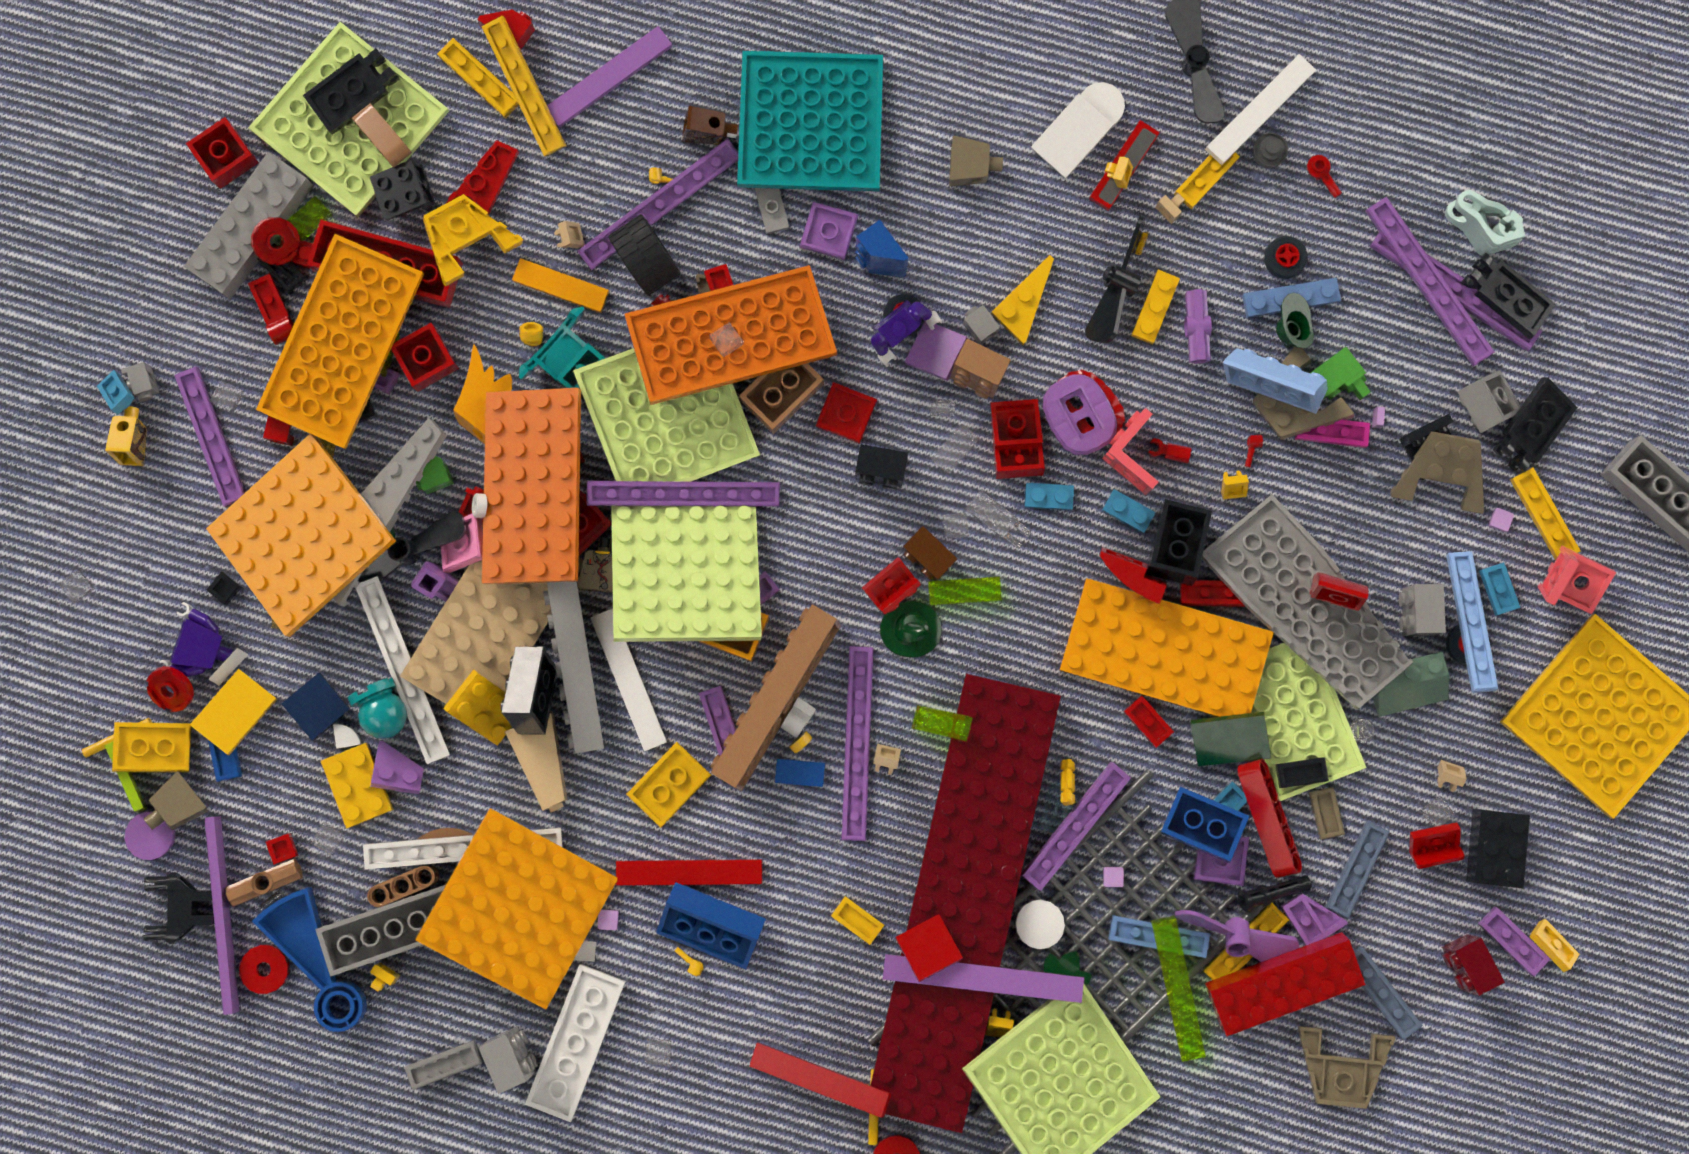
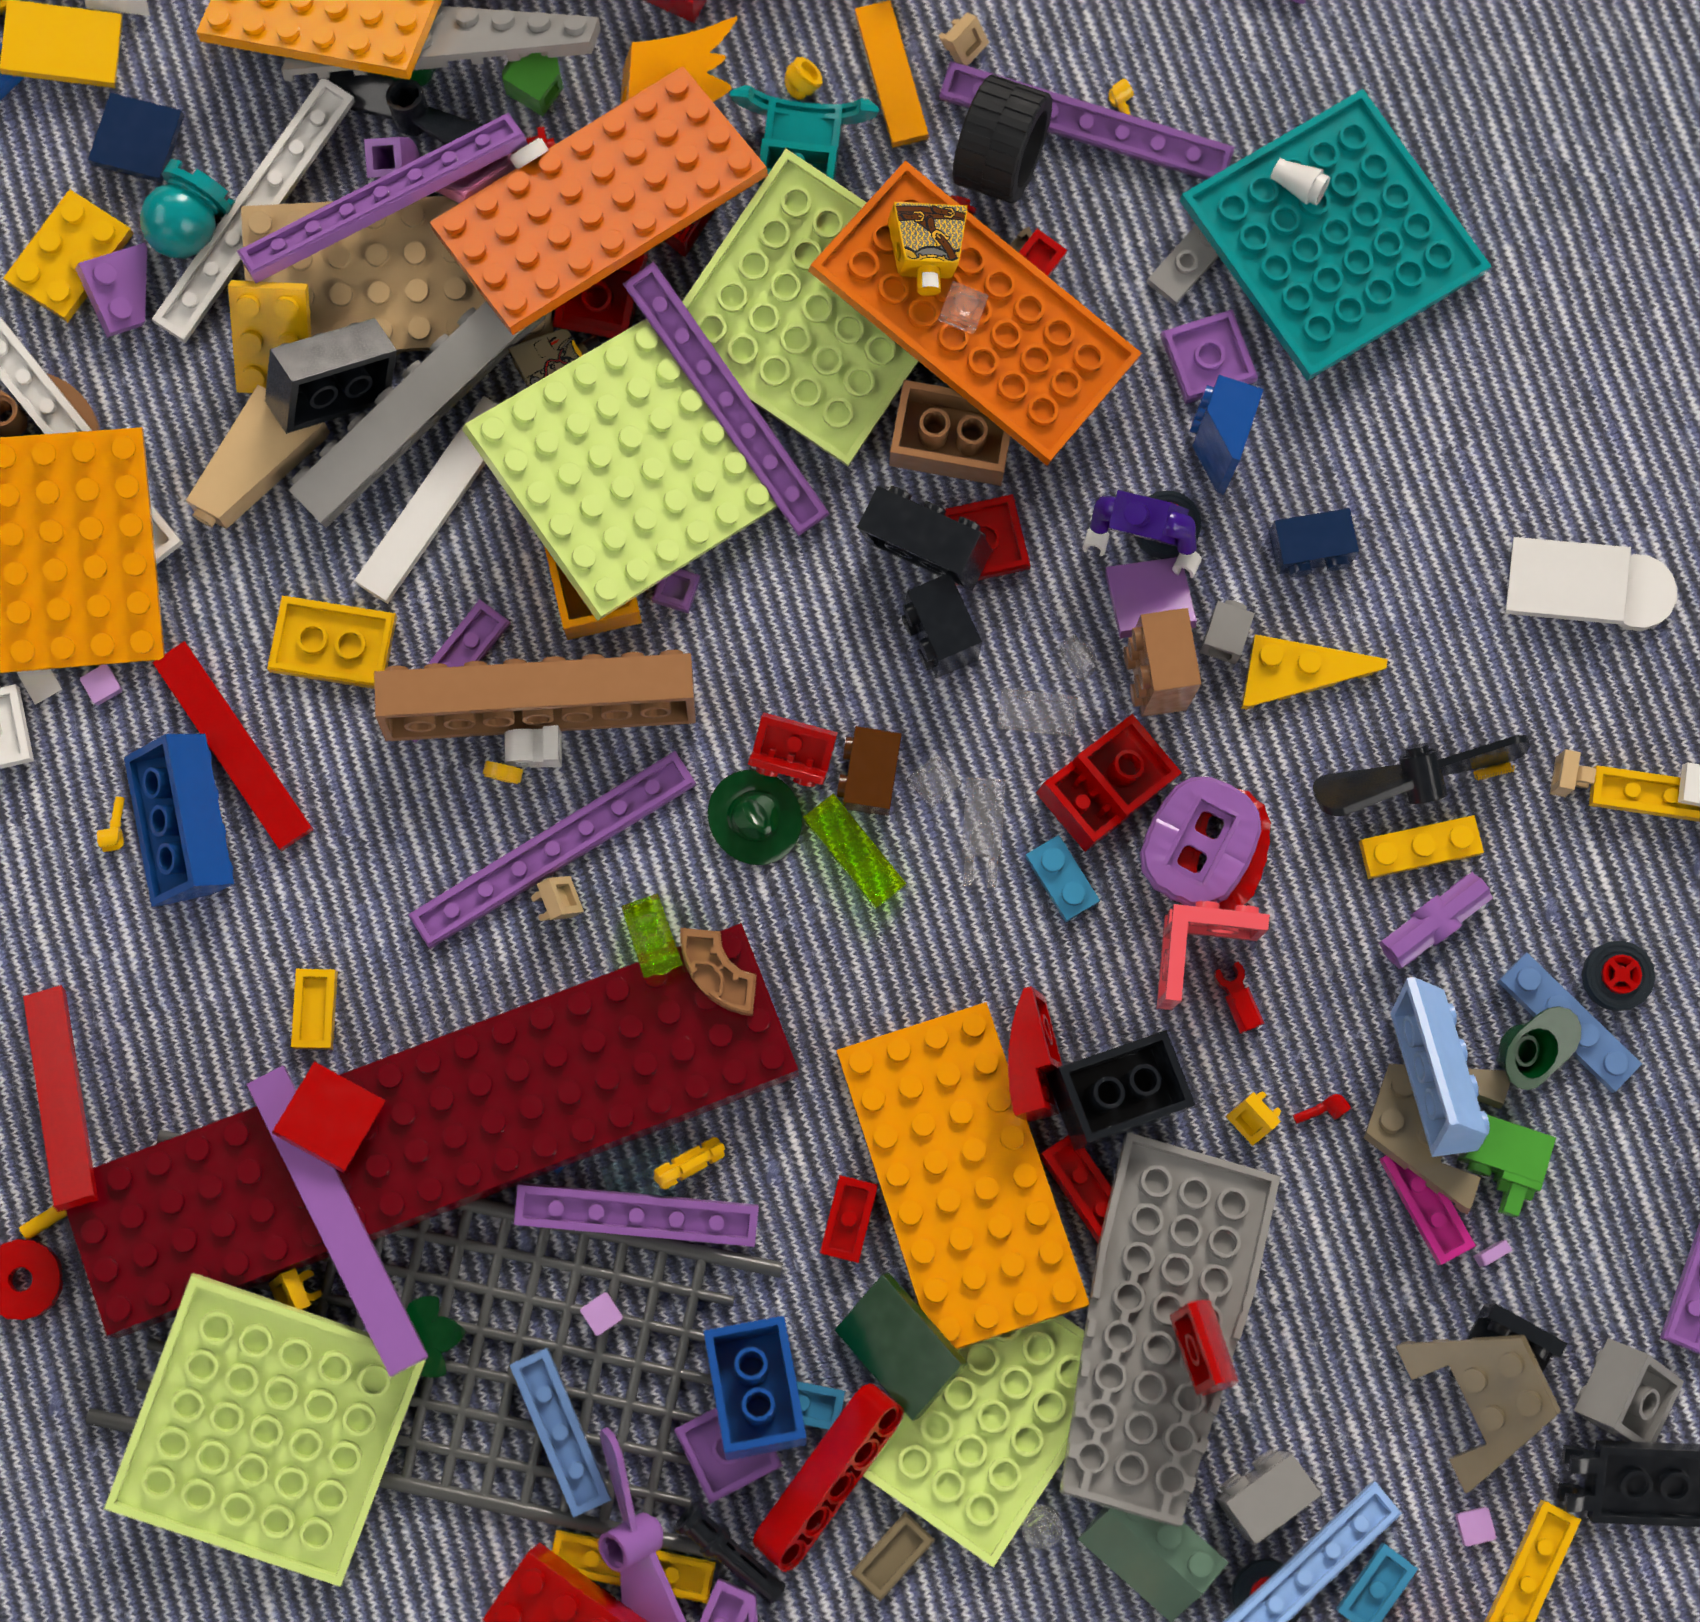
camera: 55 degrees right, 5 degrees down
(345, 736) = (122, 200): white tile -> none
(452, 598) = (382, 197): none -> medium lavender tile
(680, 333) = (927, 242): none -> torso
(706, 126) = (1229, 108): reddish brown torso -> none
(773, 118) = (1301, 180): none -> white cone
(800, 772) = (462, 800): blue tile -> none
(829, 442) = (925, 536): none -> black brick
(964, 248) = (1314, 542): none -> dark blue brick
(971, 162) = (1434, 473): dark tan torso -> none
(984, 704) = (715, 973): none -> medium nougat tile
(1039, 924) = (469, 1256): white tile -> none
(1120, 172) = (1567, 674): yellow tile -> none
(1128, 511) = (1117, 998): dark azure plate -> none
(1134, 149) = (1581, 676): tile -> none
(1178, 988) = (504, 1506): clear neon green plate -> none
(1302, 772) = (923, 1479): black tile -> none

